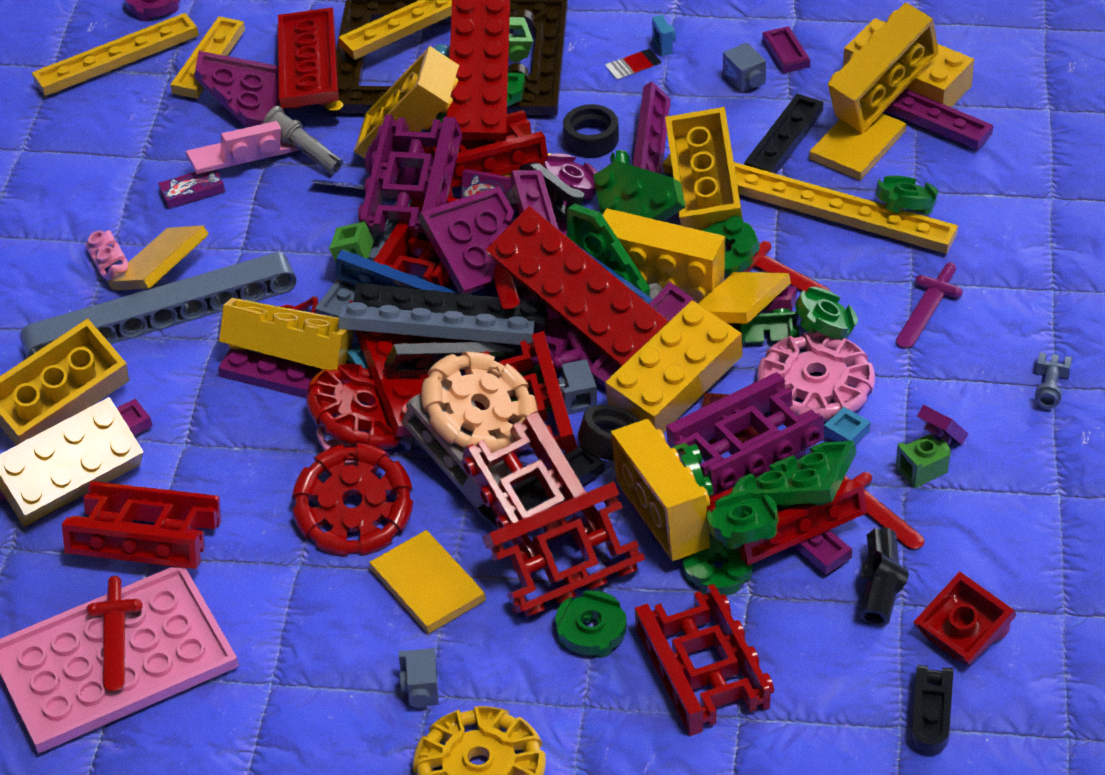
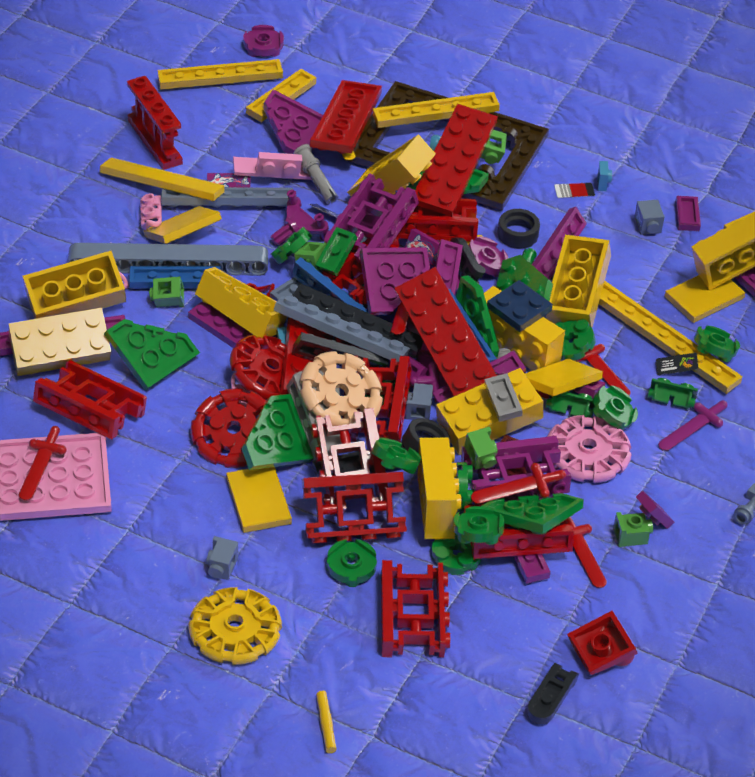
camera: 15 degrees right, 0 degrees up
(74, 153) = (154, 122): none -> red fence
(103, 208) = (162, 179): none -> yellow tile
(170, 331) = (143, 276): none -> blue plate
(179, 350) = (167, 292): none -> bright green brick
(194, 433) = (150, 350): none -> green plate
(198, 204) = (232, 196): none -> sand blue plate
(311, 207) = (297, 219): none -> magenta axle
(318, 237) = (292, 244): none -> green plate
(384, 227) = (336, 251): none -> green plate
(418, 491) = (277, 436): none -> green plate
(594, 464) = (393, 455): none -> green plate
(654, 222) = (519, 306): none -> dark blue plate
(692, 344) = (503, 397): none -> light grey plate
(695, 419) = (481, 448): none -> bright green brick
(766, 450) = (537, 480): none -> red sword
(785, 134) = (654, 273): black plate -> none
(846, 426) = (591, 490): dark azure plate -> none
(869, 272) = (663, 389): none -> green hinge
(870, 235) = (677, 363): none -> black sticker
(883, 576) = (562, 597): black piece -> none

